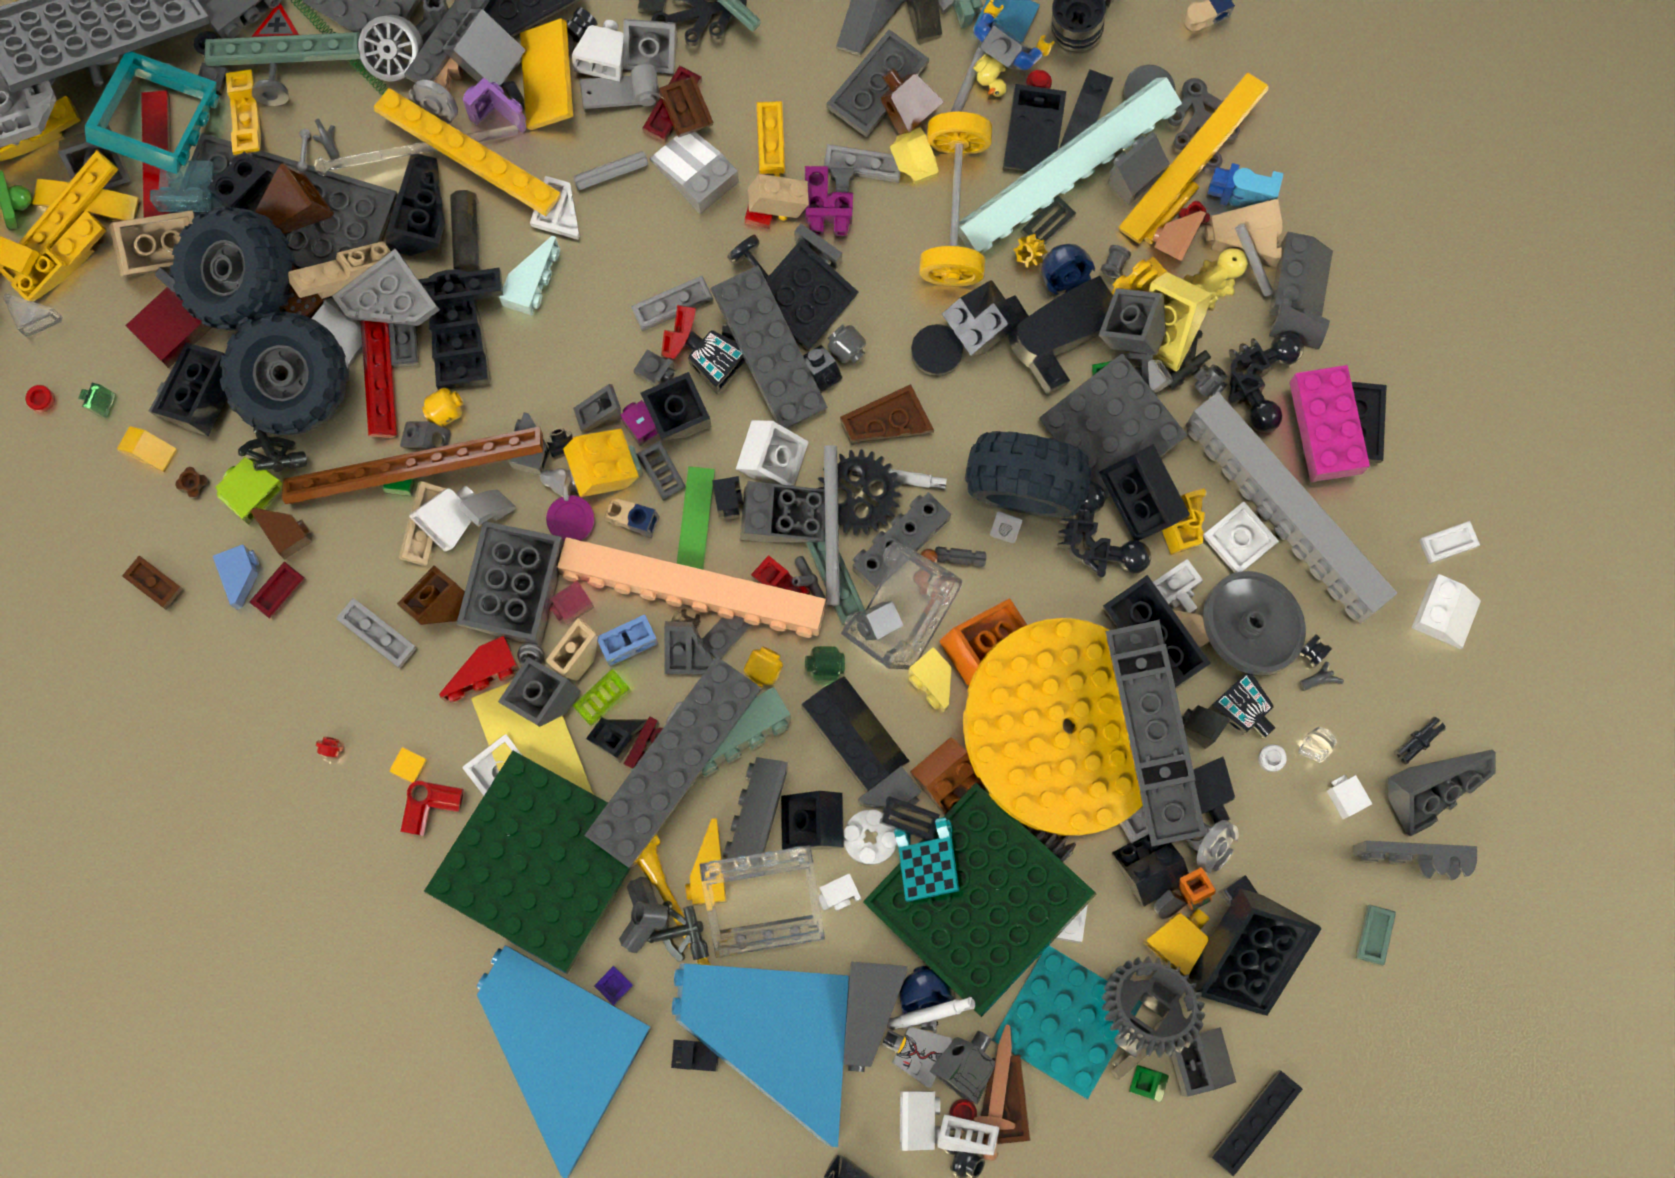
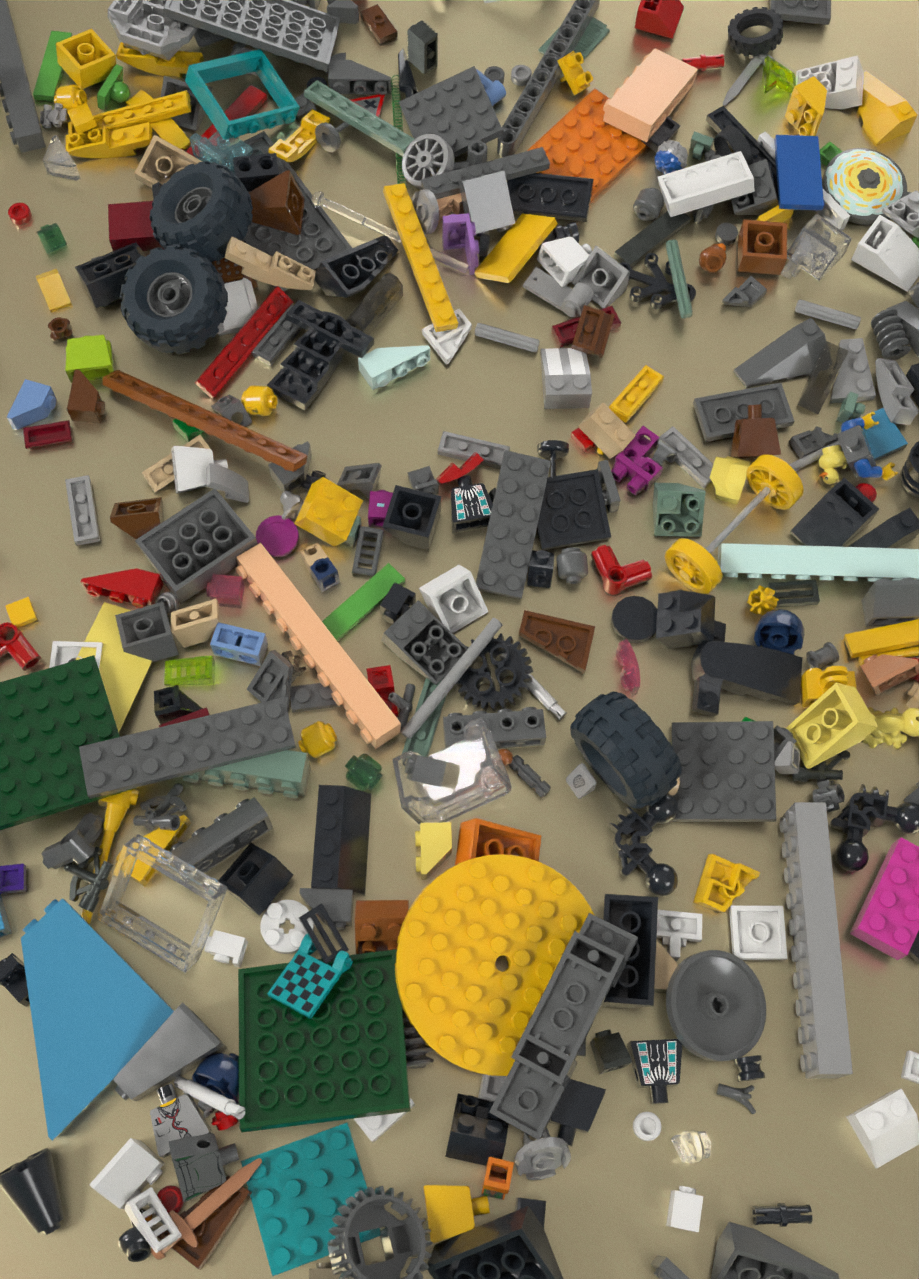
camera: 40 degrees right, 10 degrees down
(274, 458) = (120, 351): pearl dark grey piece -> none
(304, 134) = (328, 178): light grey hinge -> none
(327, 139) = (339, 189): dark grey bar -> none
(387, 294) = (285, 300): light grey plate -> none
(691, 838) = (161, 816): none -> dark grey piece
(880, 320) = (610, 568): none -> red piece
(894, 222) = (678, 510): none -> sand green slope
(953, 1023) = (223, 1121): none -> red plate
(956, 66) = (811, 441): none -> dark grey slope
(975, 404) = (630, 674): none -> clear pink slope
(1134, 321) = (800, 705): dark grey slope -> none
(1144, 493) = (707, 835): black slope -> none
(1169, 904) = (467, 1173): dark grey tile -> none

